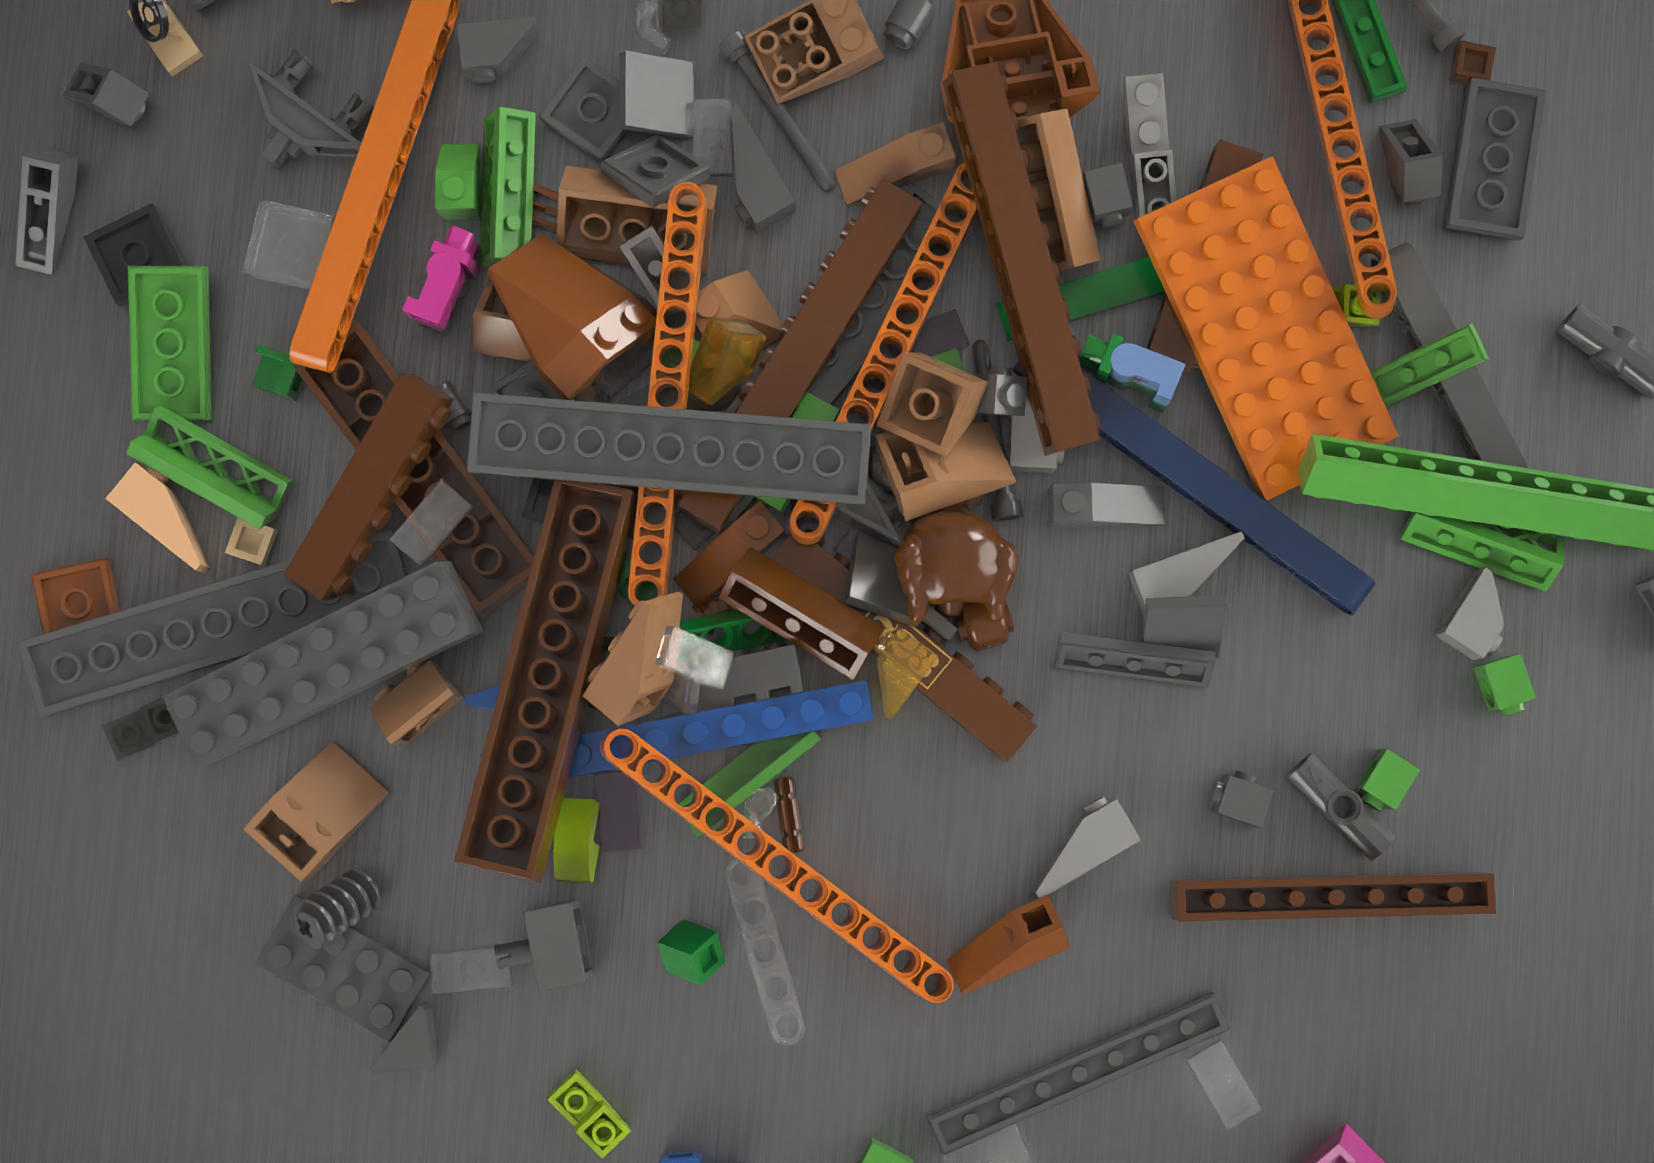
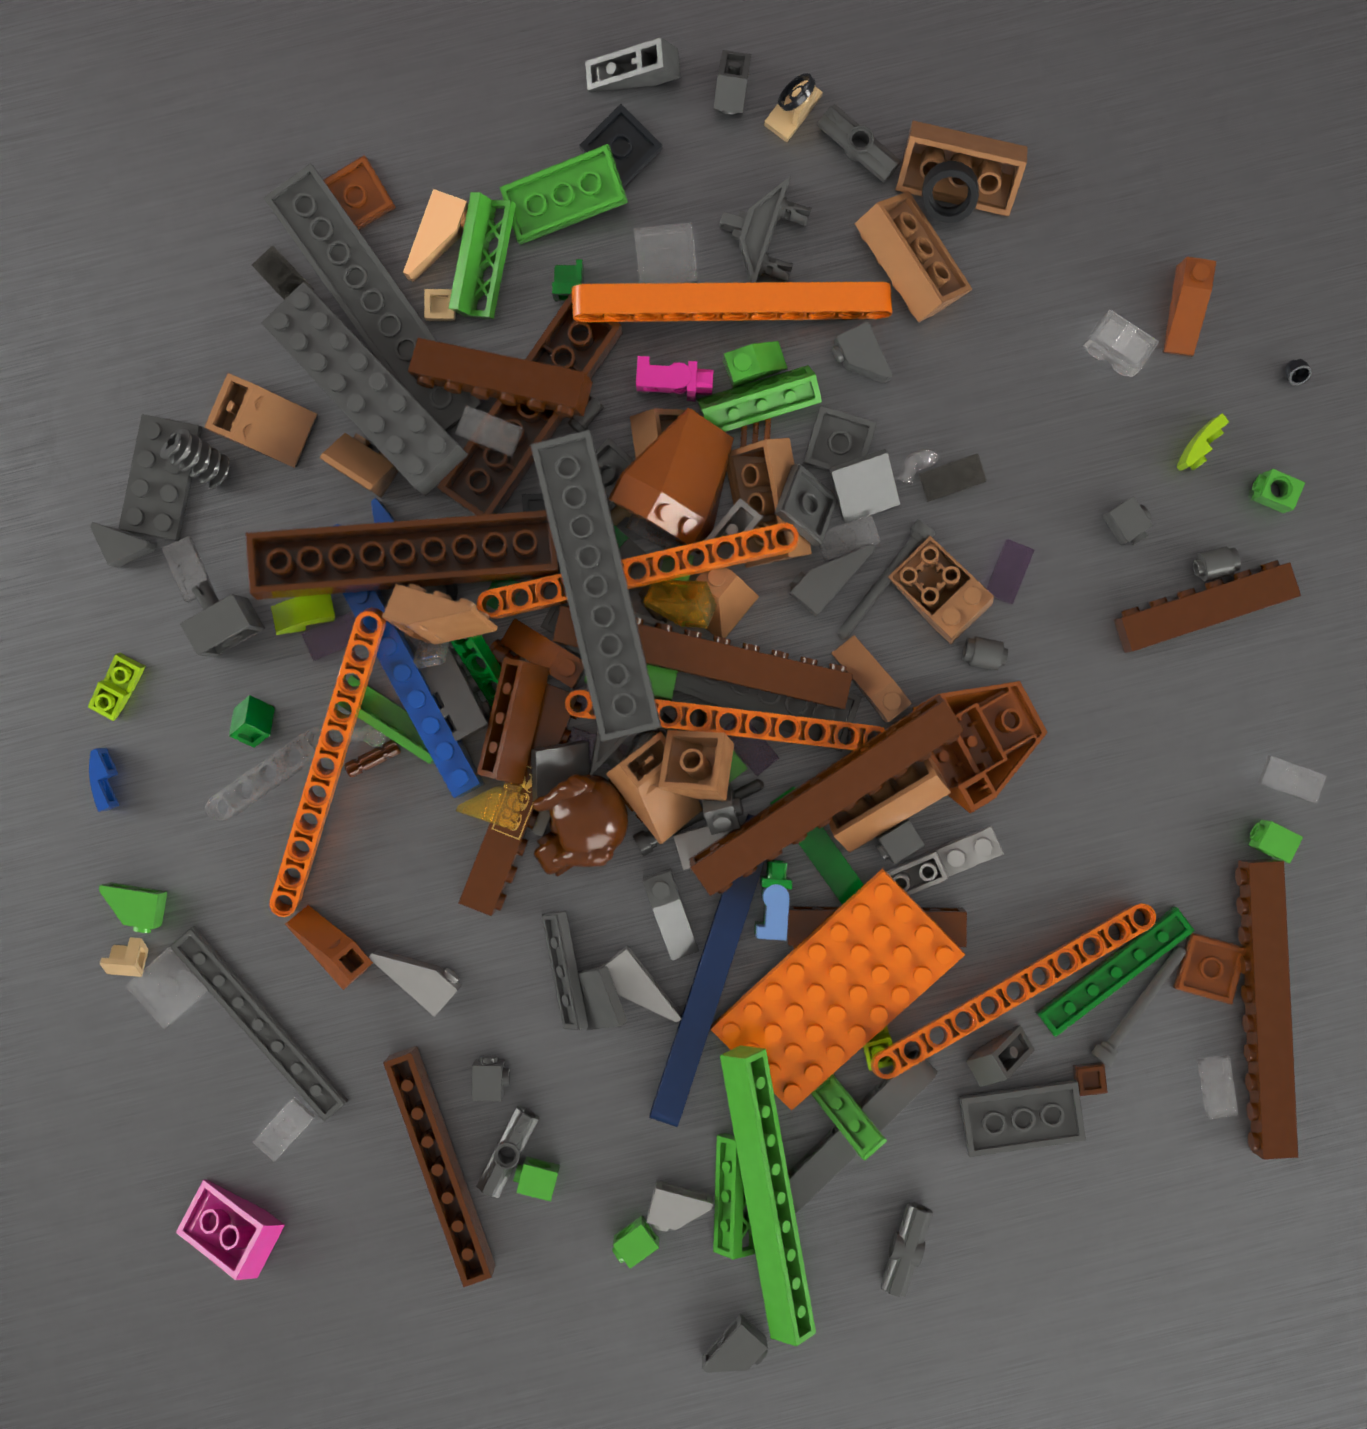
camera: 75 degrees right, 5 degrees up
(694, 657) = (452, 654): clear plate -> none

